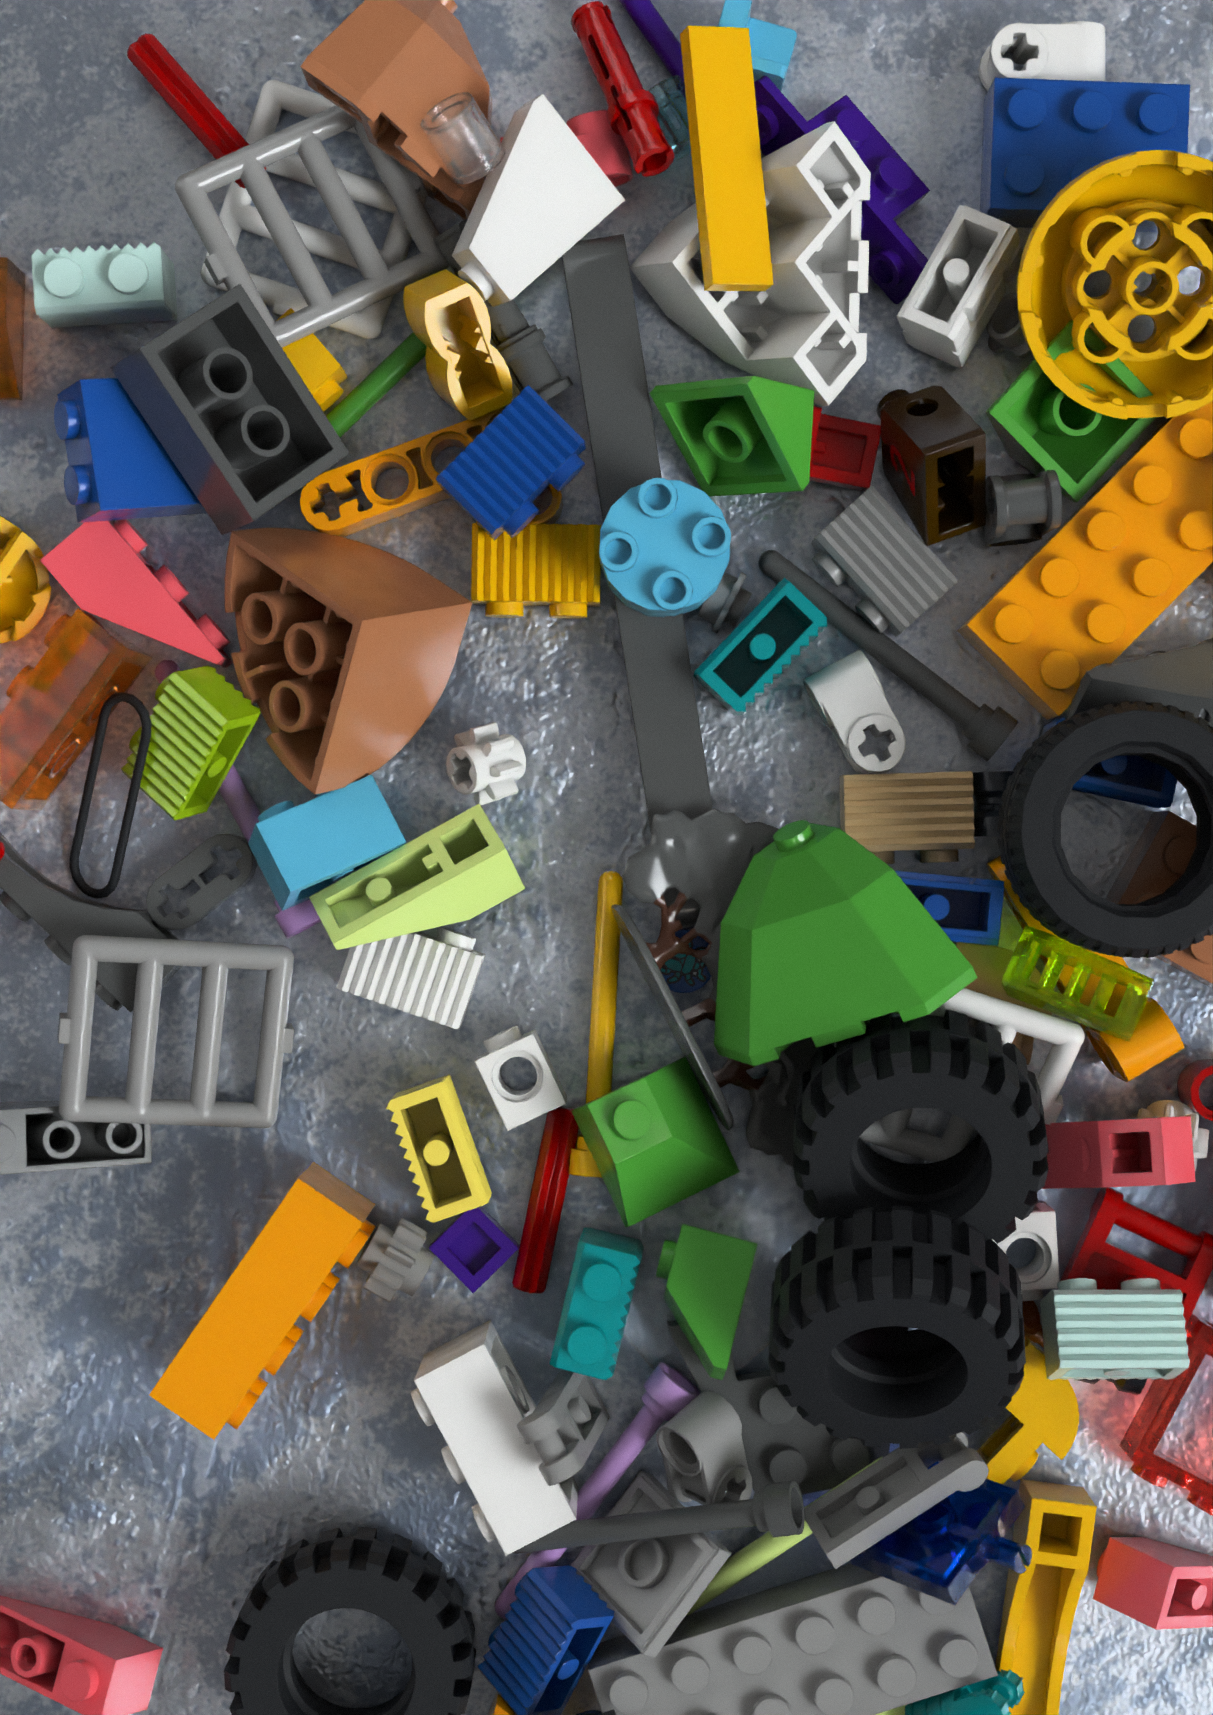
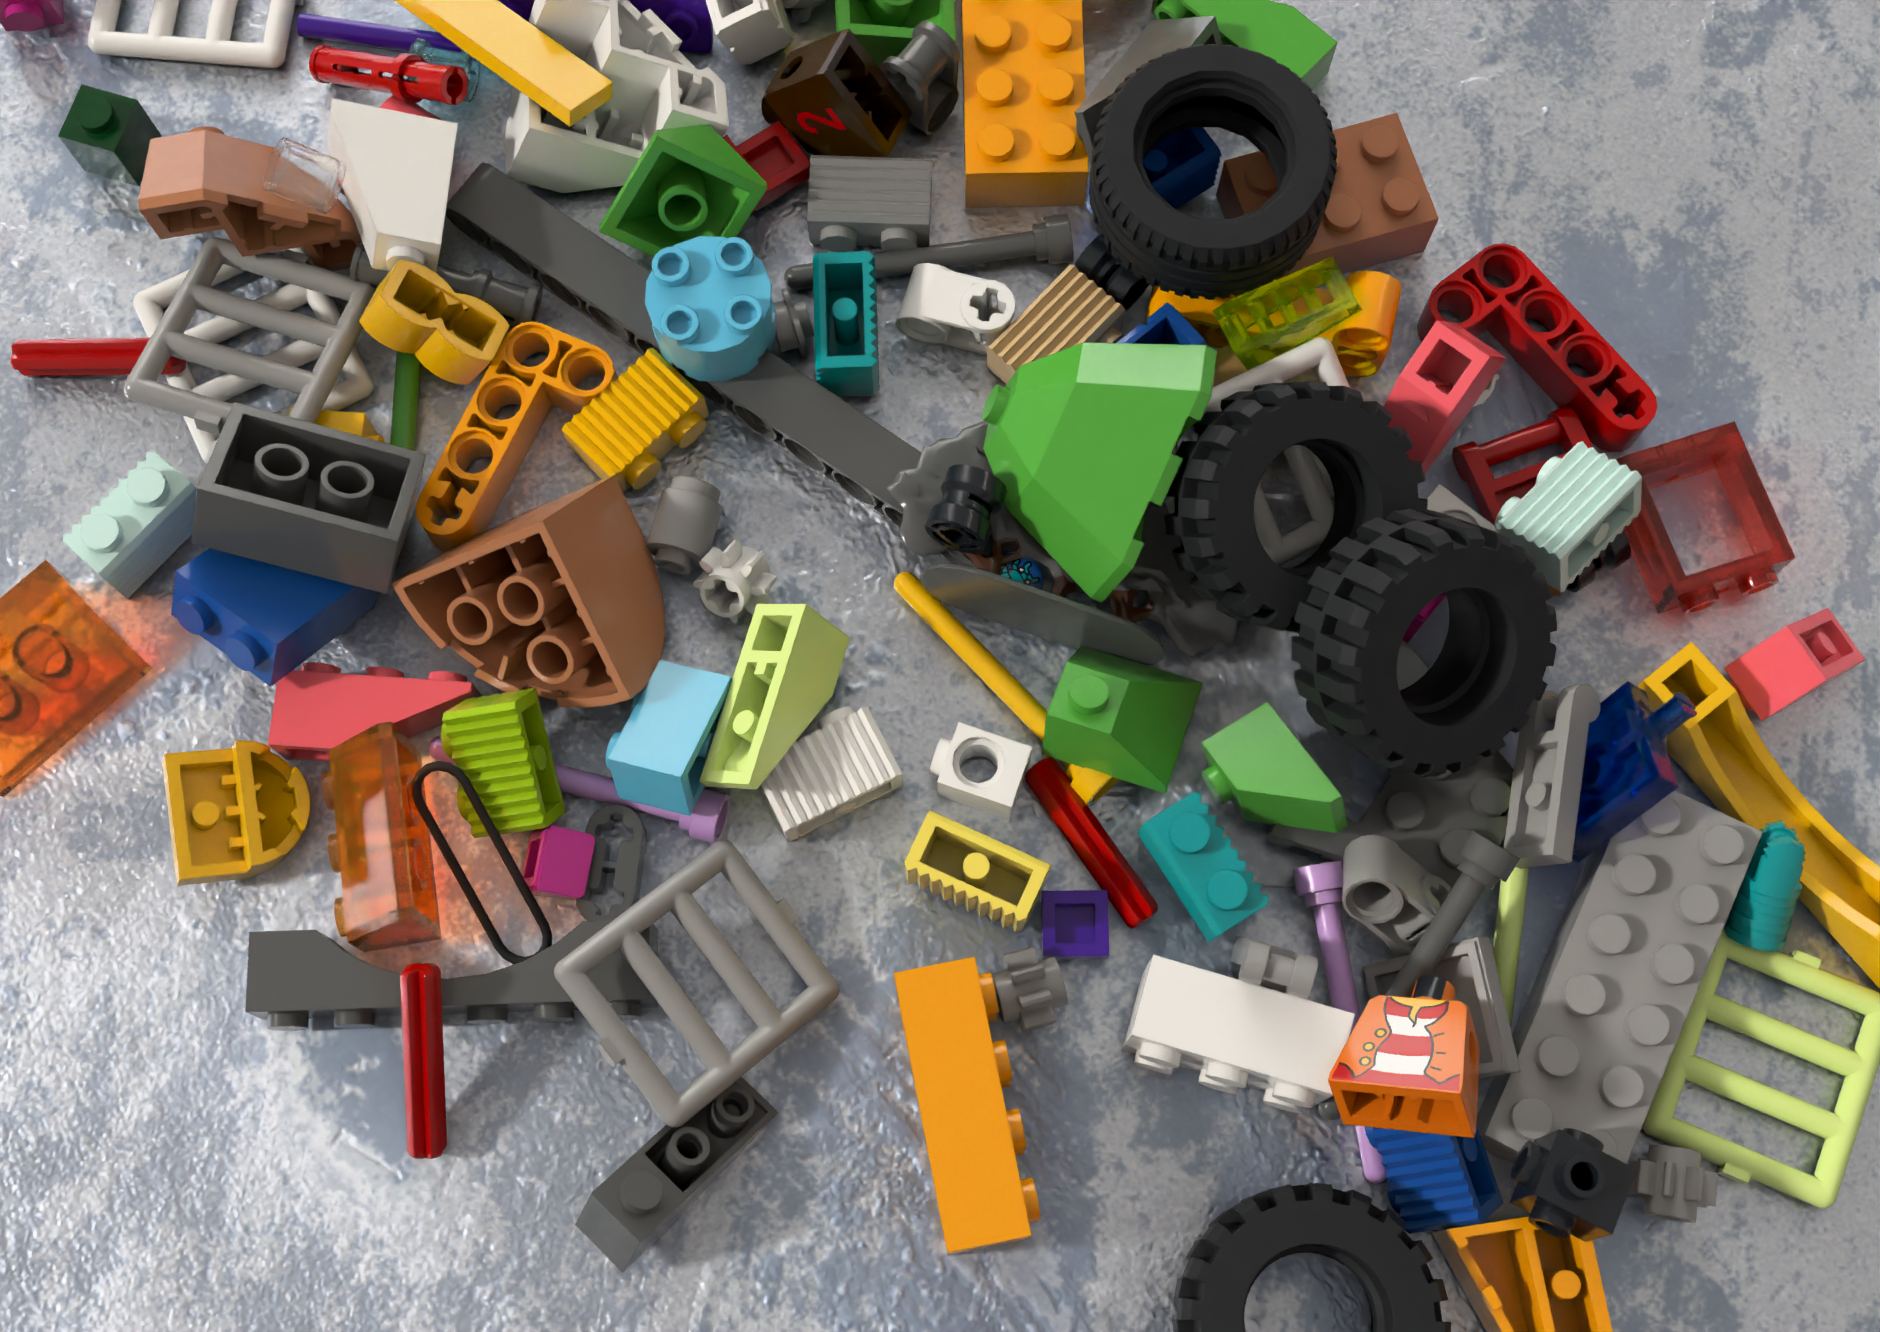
camera: 45 degrees left, 15 degrees down
(163, 847) = (558, 862): none -> dark pink slope
(493, 682) = (684, 524): none -> light grey brick
(513, 465) = (549, 354): blue brick -> none
(579, 1589) = (1411, 1064): none -> orange torso
(688, 896) = (966, 508): none -> black wheel
(1041, 1413) = (1588, 638): yellow brick -> none

